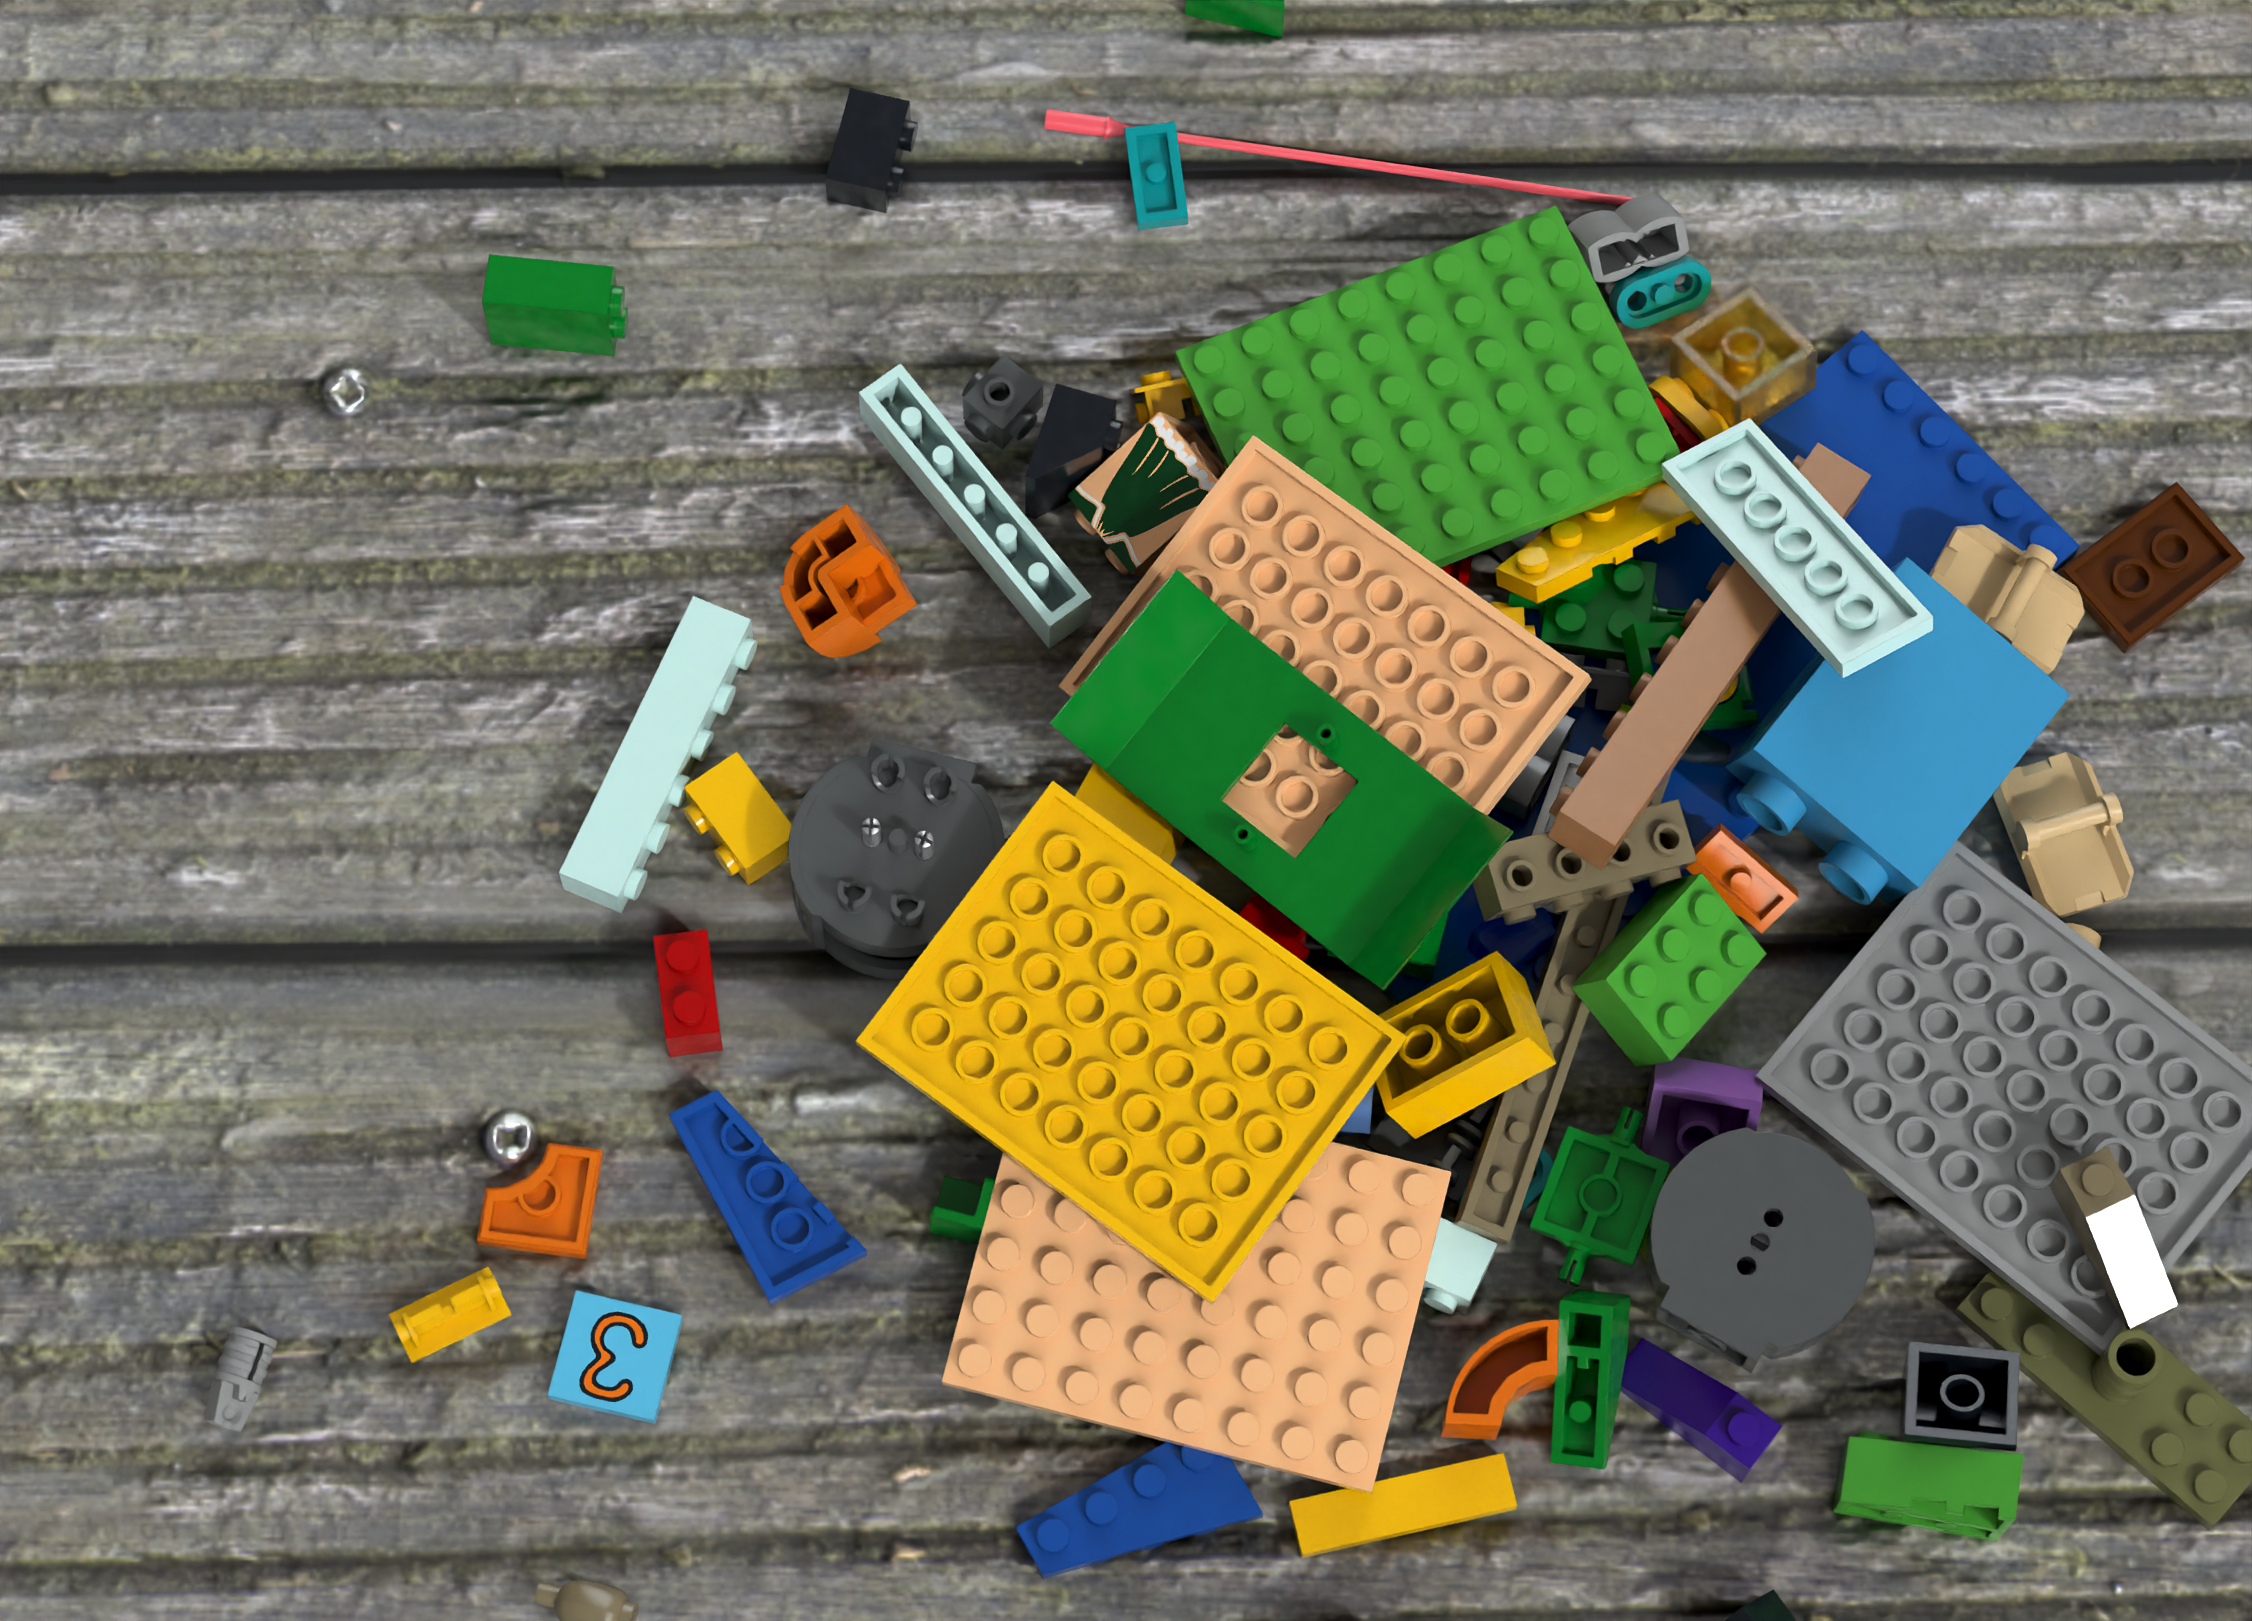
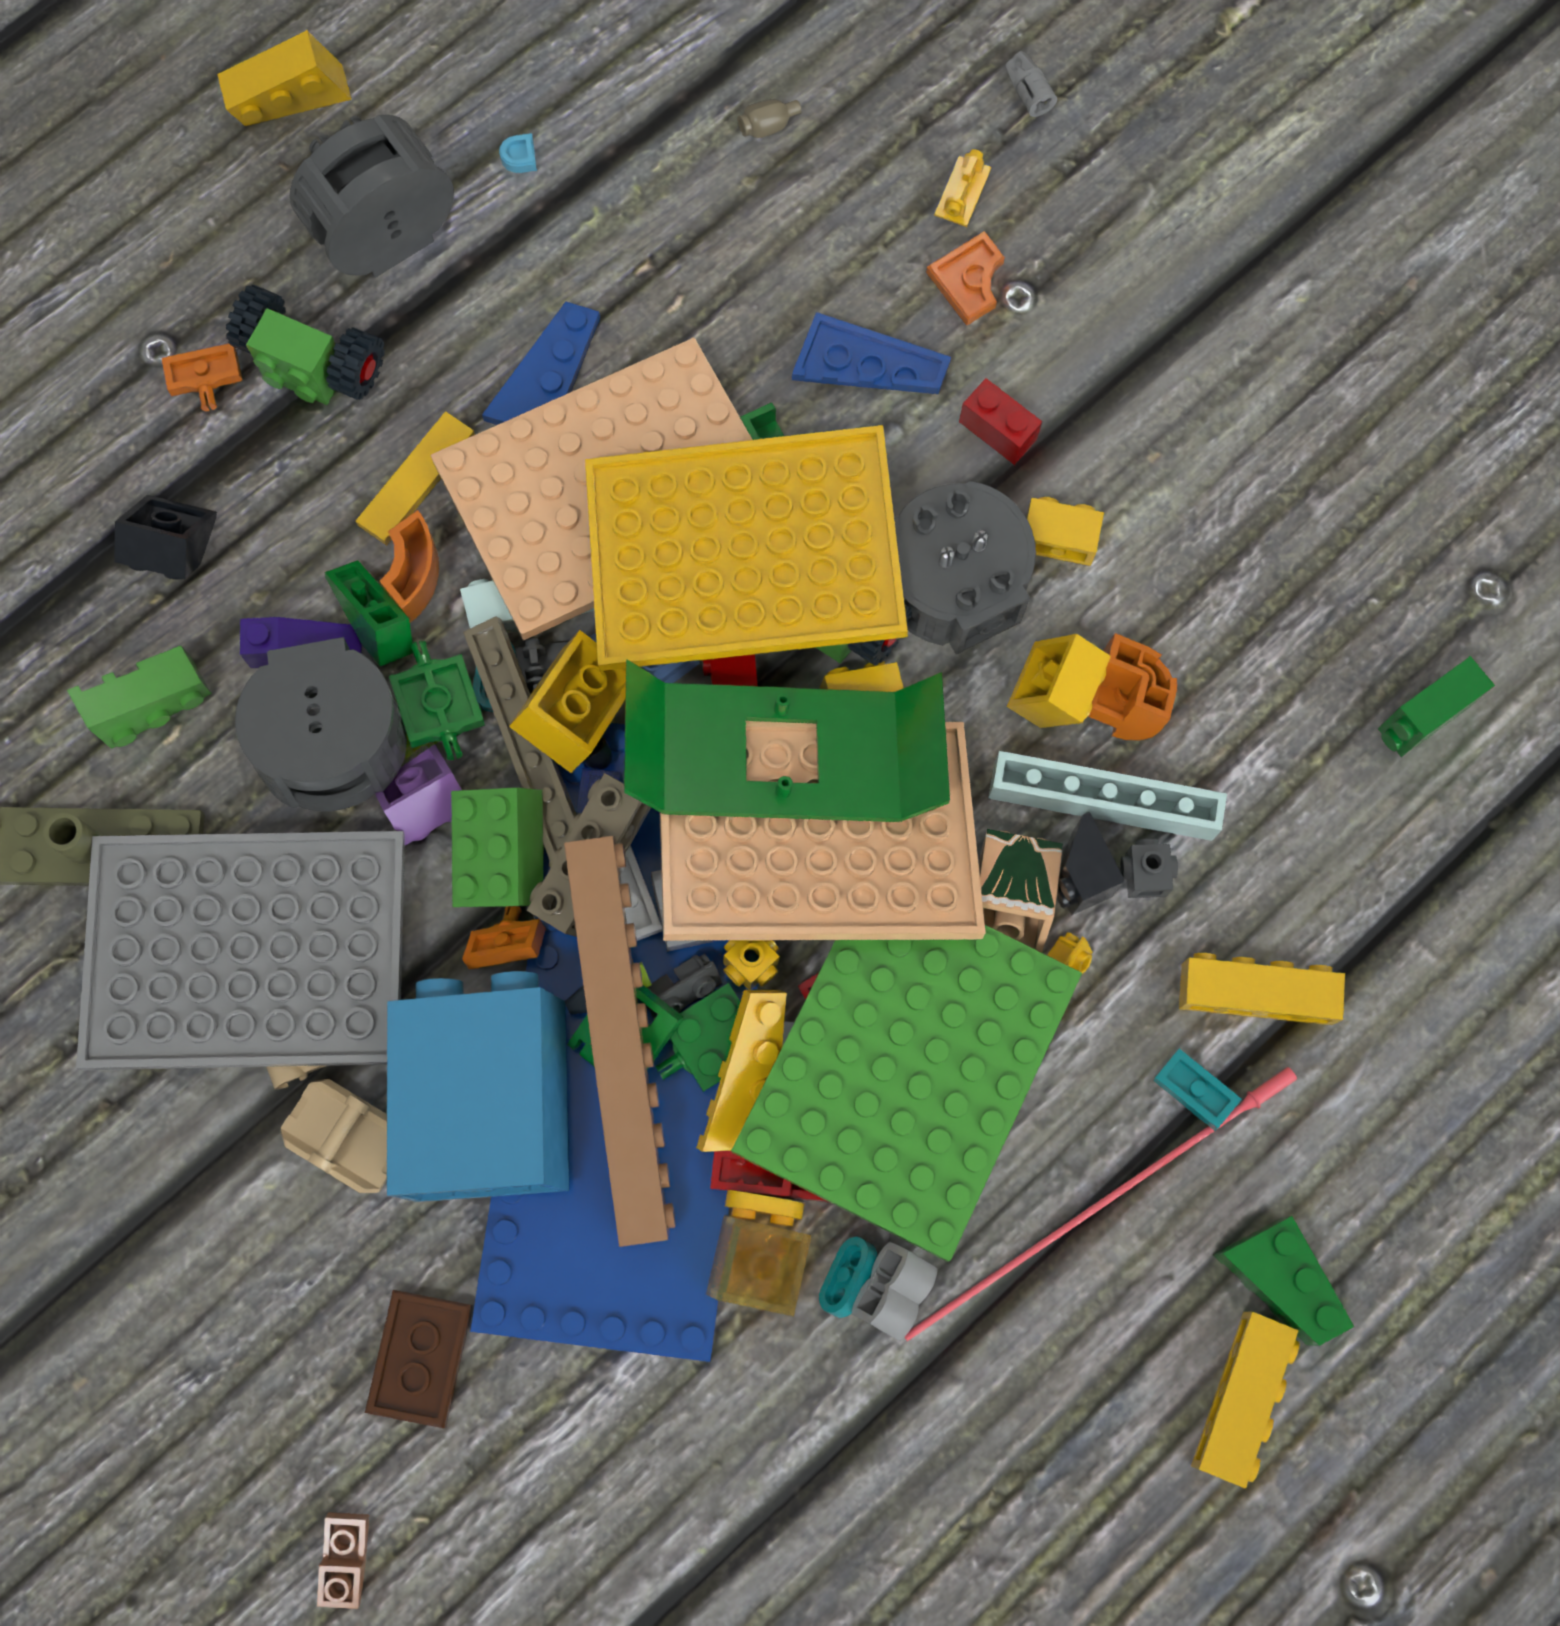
camera: 140 degrees right, 5 degrees up
(615, 1357) = (866, 236): medium azure tile -> none
(658, 754) = (1136, 529): light aqua brick -> none
(869, 151) = (1366, 959): black brick -> none
(915, 649) = (1059, 681): none -> yellow brick
(1001, 209) = (1262, 990): none -> yellow brick
(1797, 548) = (614, 1134): light aqua plate -> none
(1960, 1396) = (151, 743): black slope -> none
(2011, 591) = (486, 1247): tan shield -> none
(2114, 1236) = (129, 895): slope -> none

